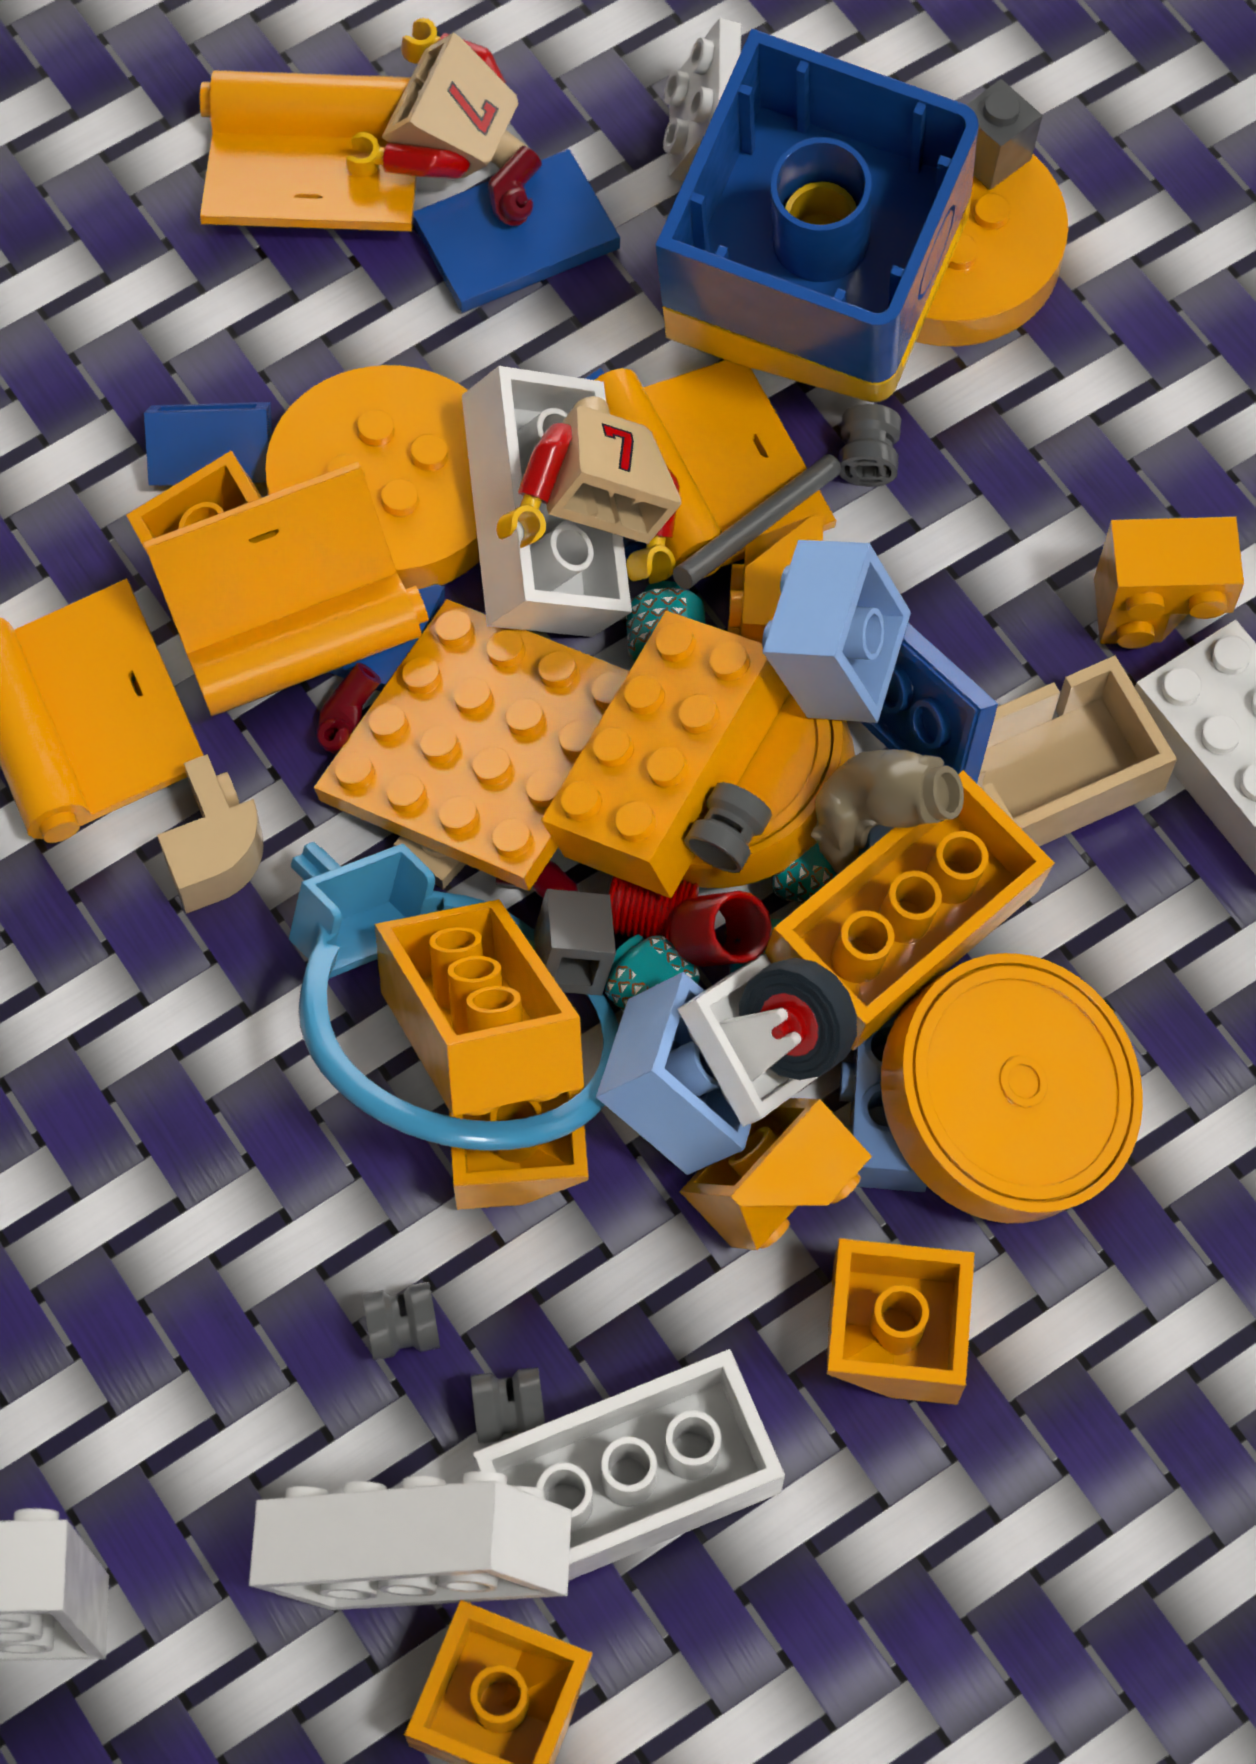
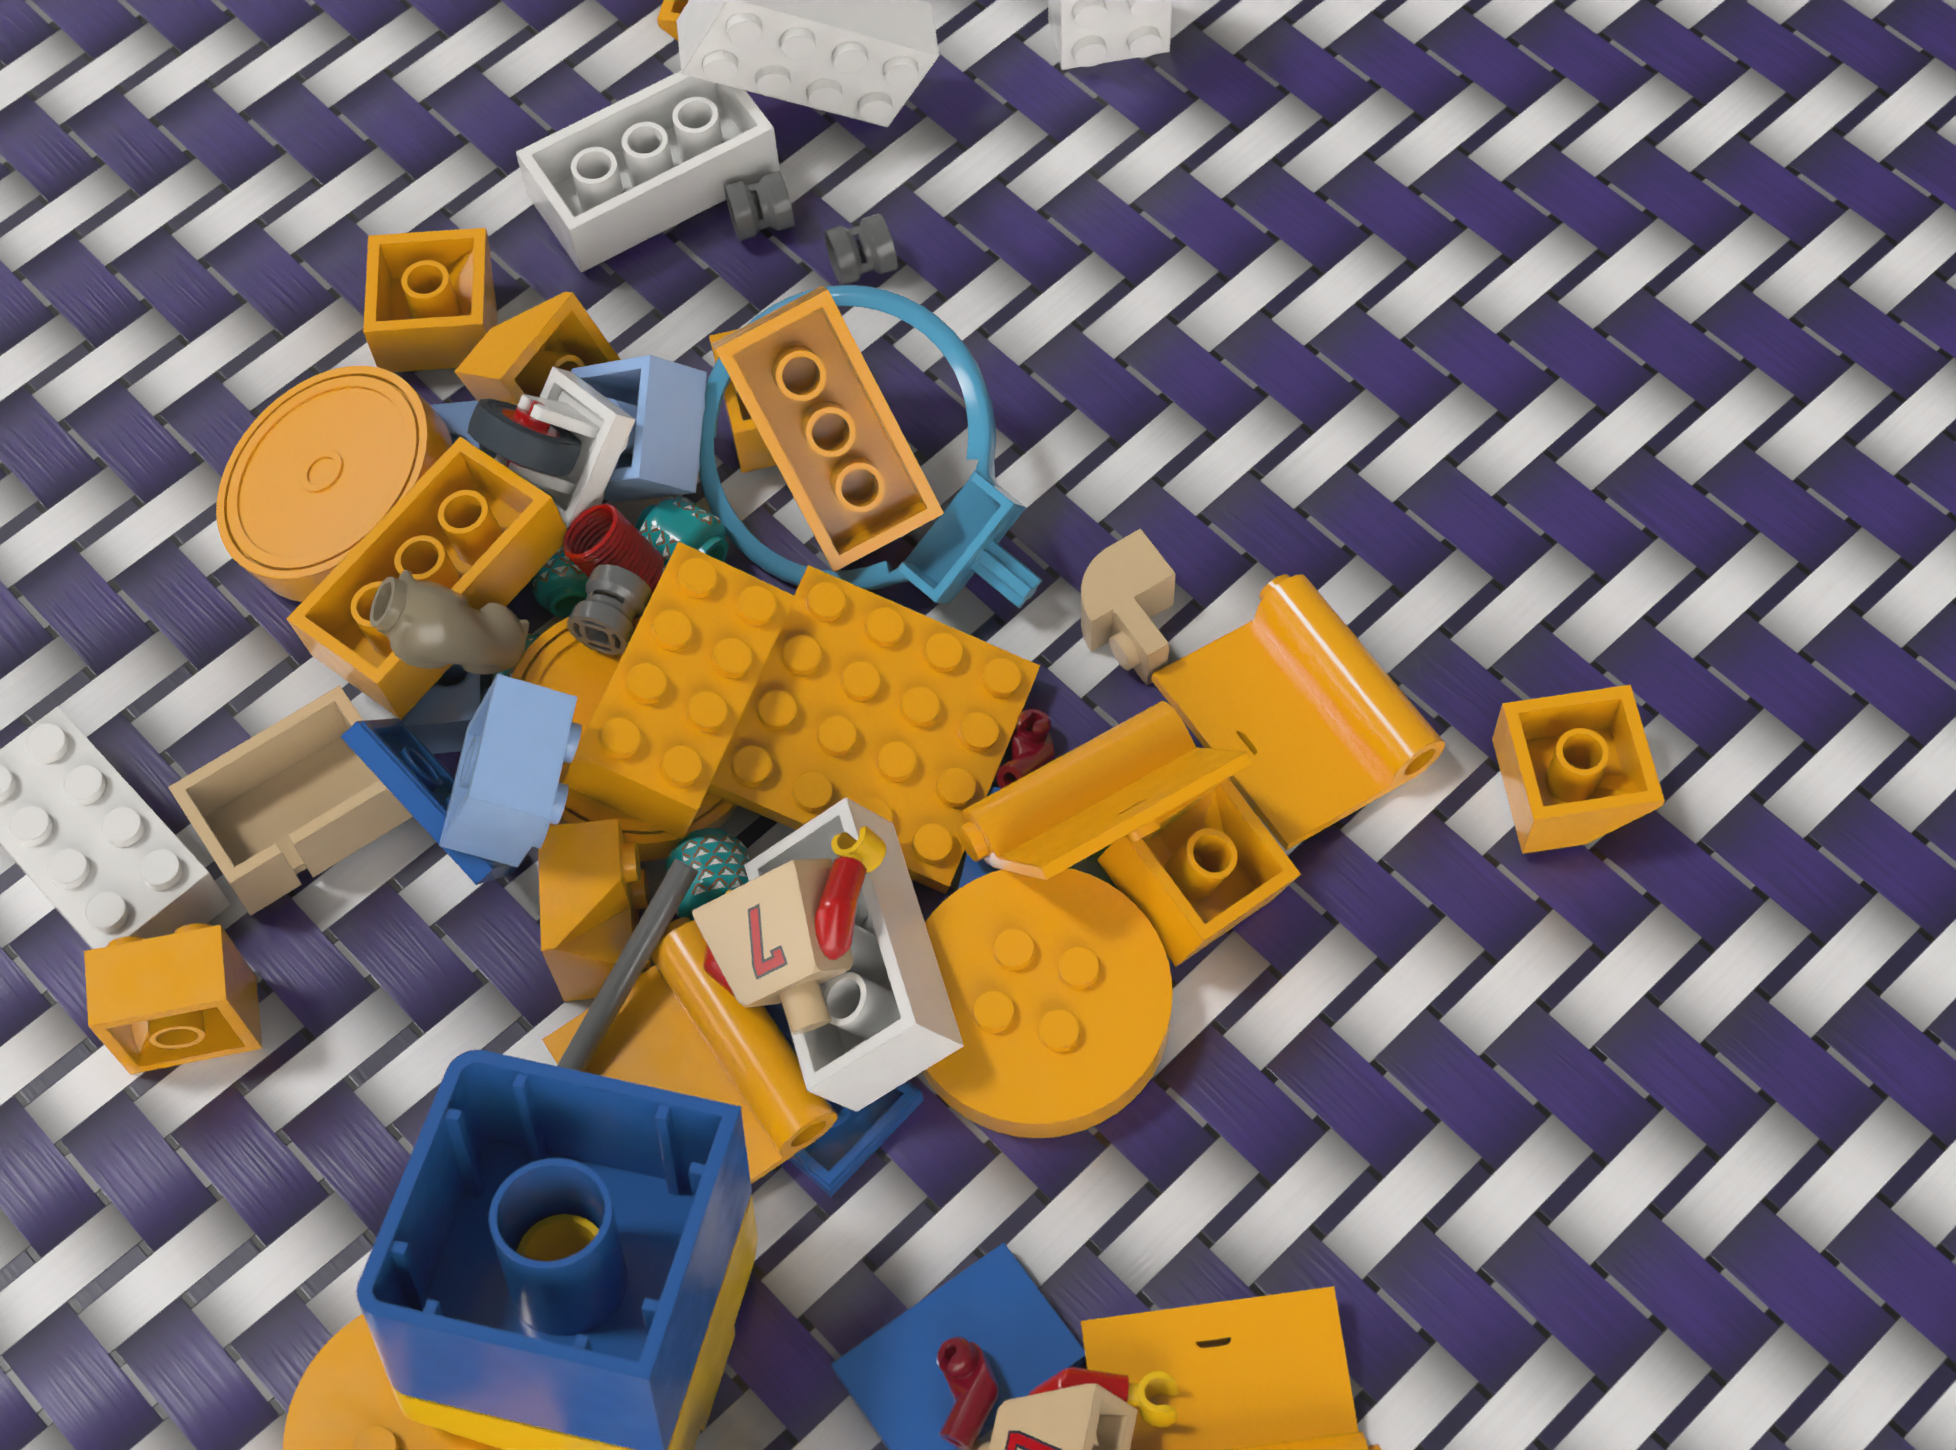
camera: 175 degrees right, 5 degrees down
(194, 435) = (1247, 1019): blue brick -> none
(576, 940) = (757, 541): dark grey brick -> none

